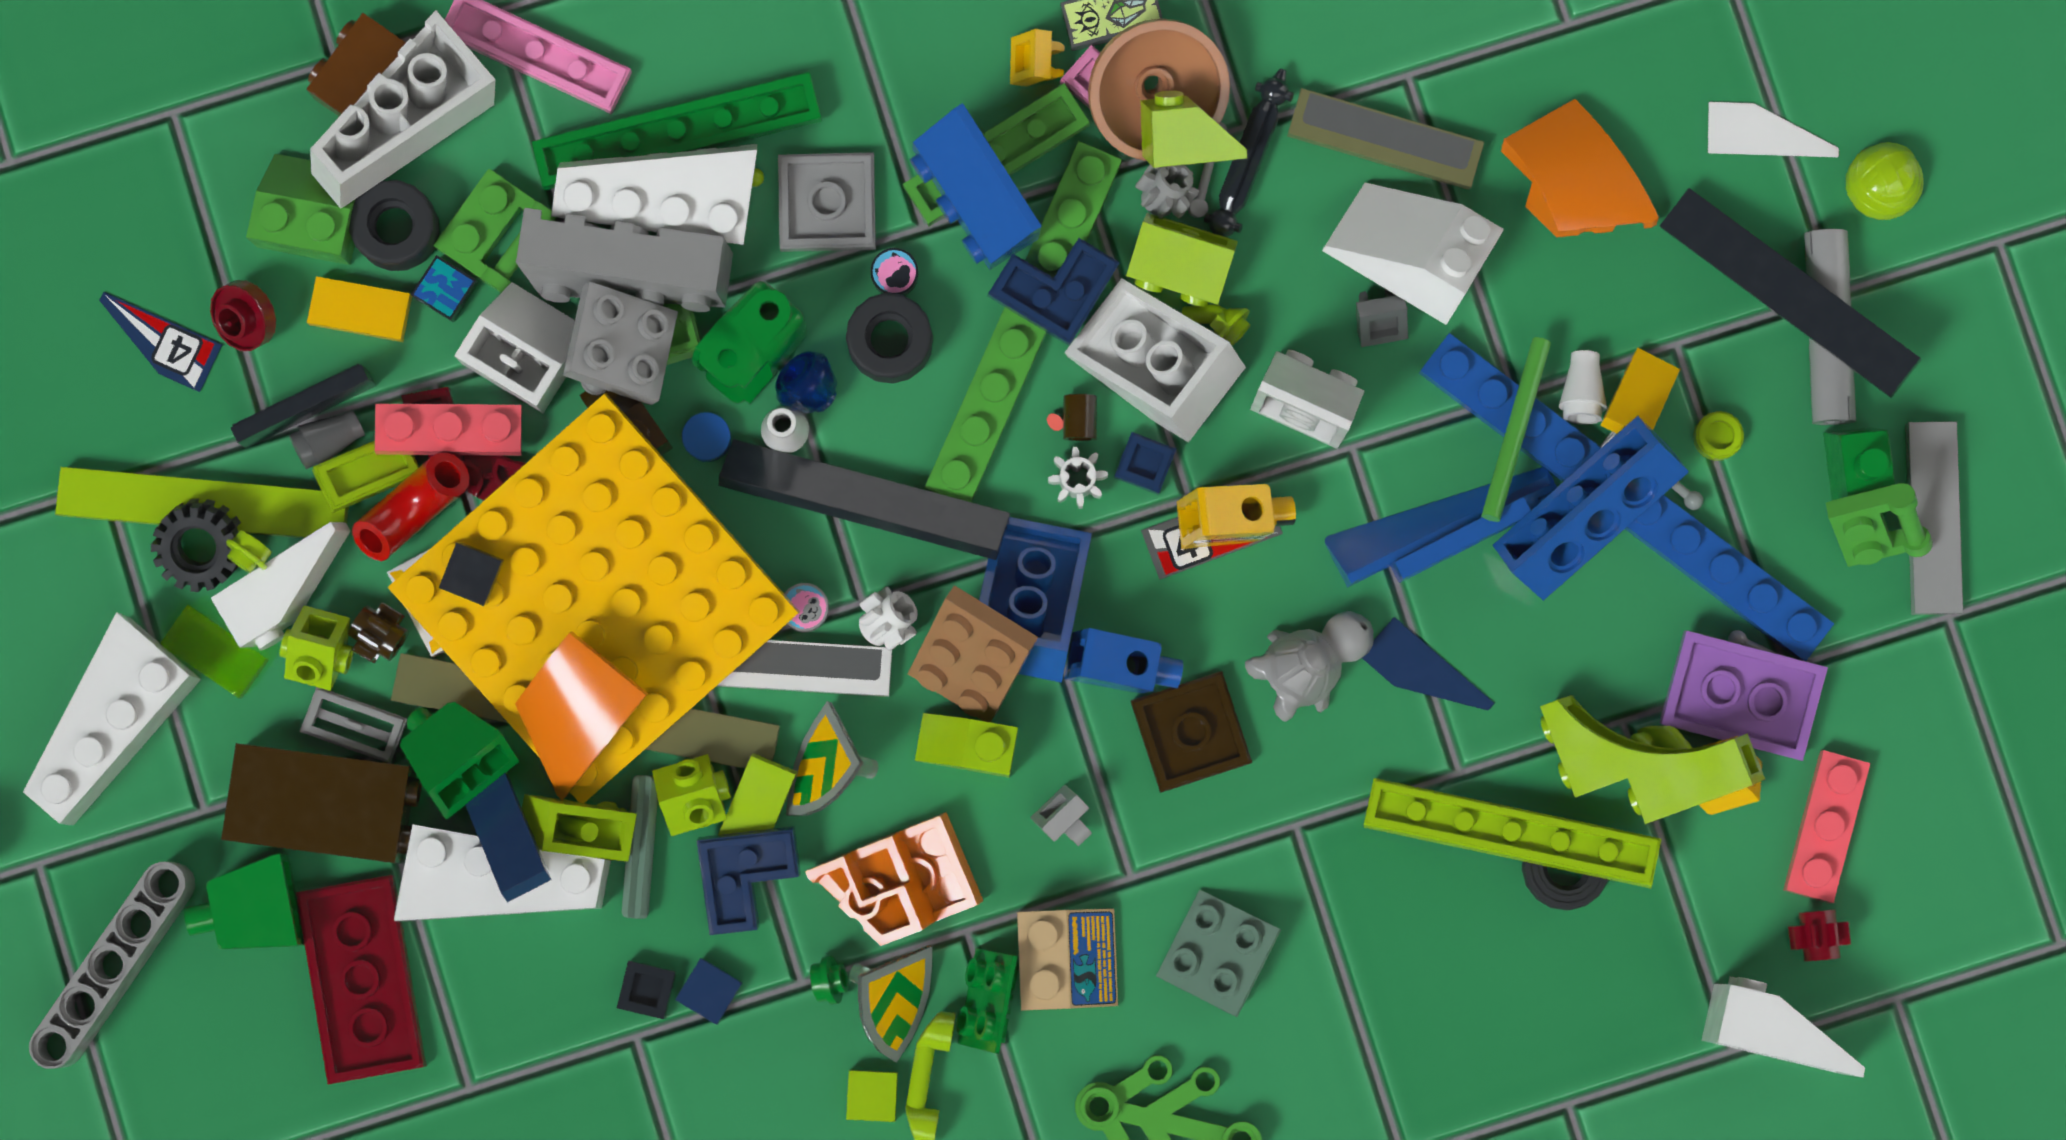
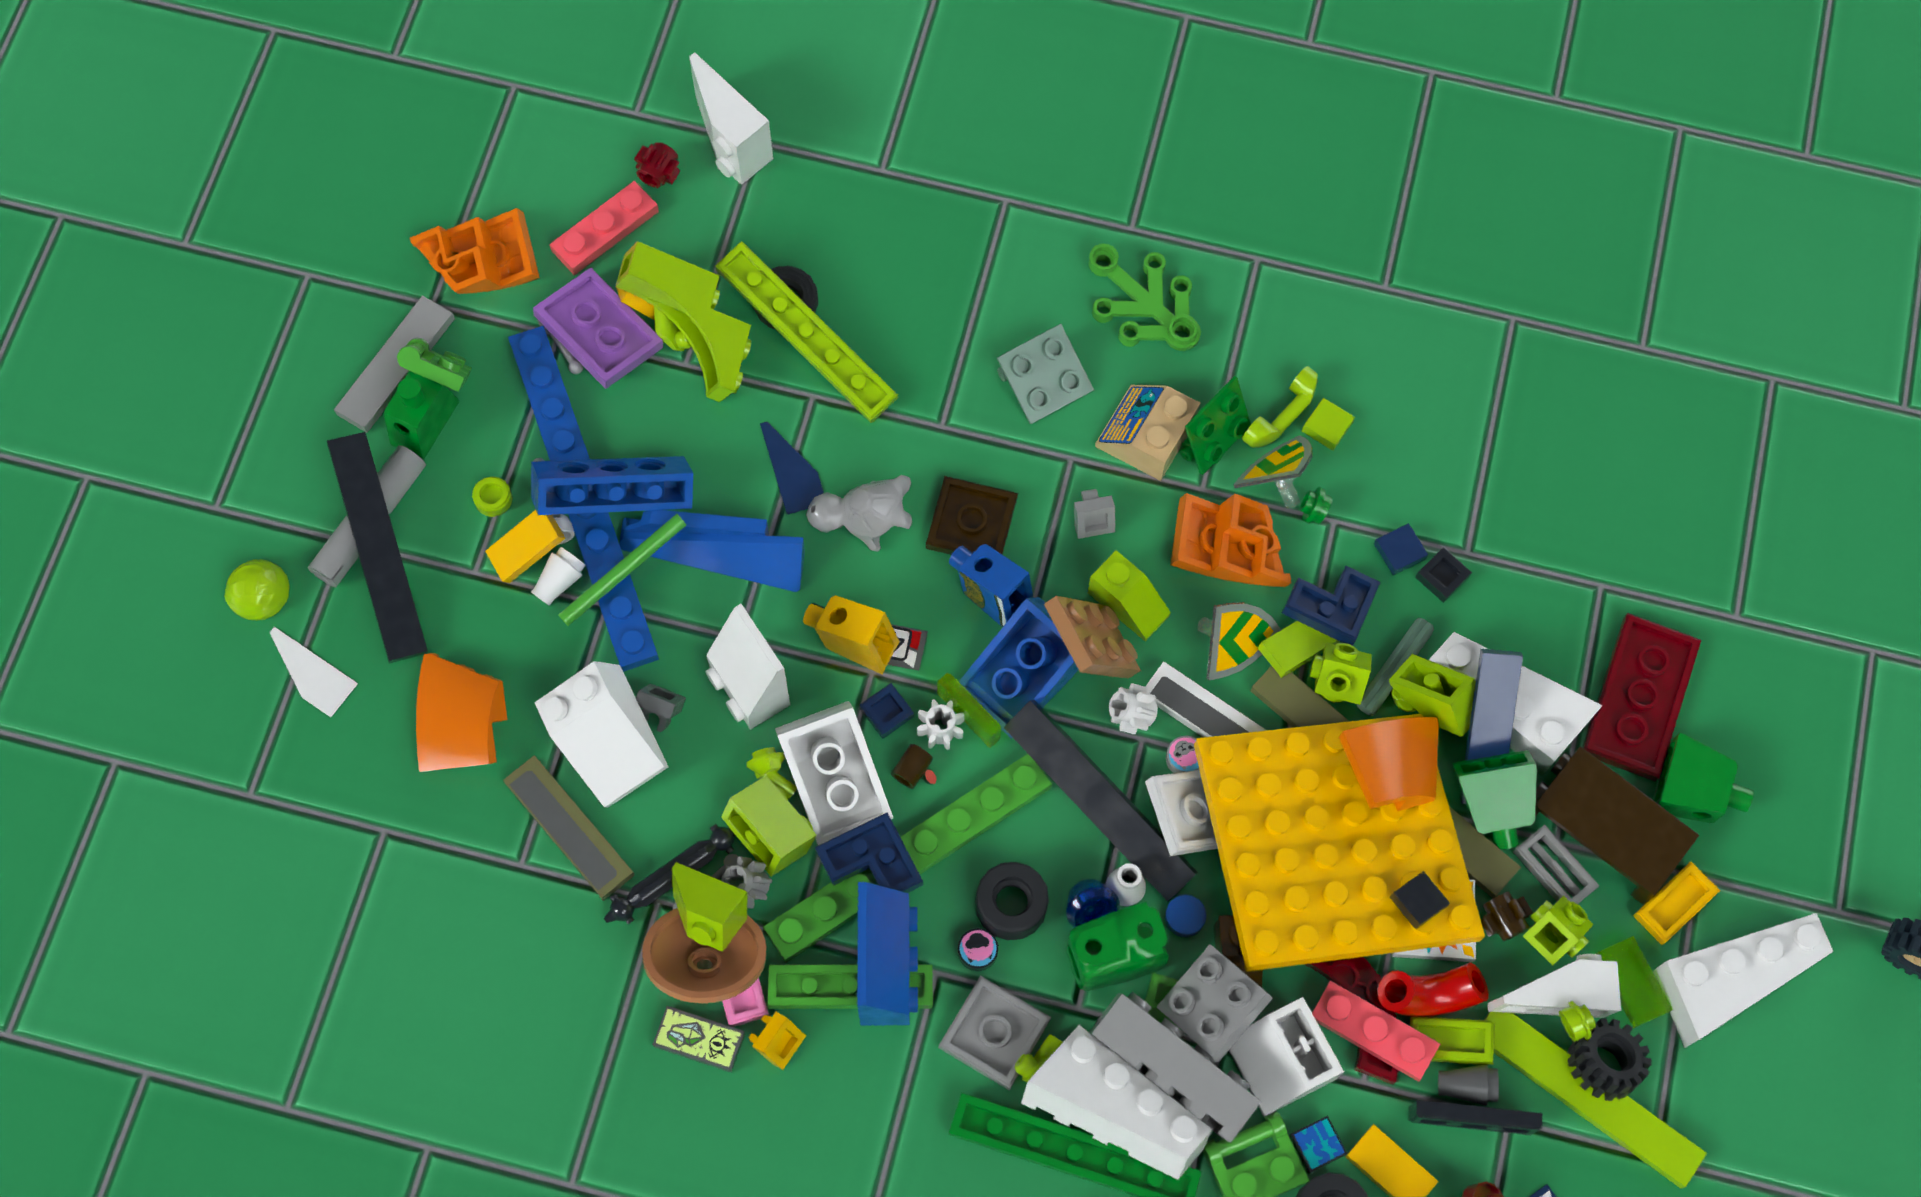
camera: 150 degrees left, 15 degrees down
(91, 976) = (1831, 791): light grey beam -> none
(209, 765) = (1676, 903): none -> yellow tile
(764, 185) = (1029, 1065): none -> lime arm
(771, 533) = (1182, 812): none -> white tile
(1058, 511) = (974, 714): none -> clear neon green tile
(1937, 705) = (481, 253): none -> orange slope

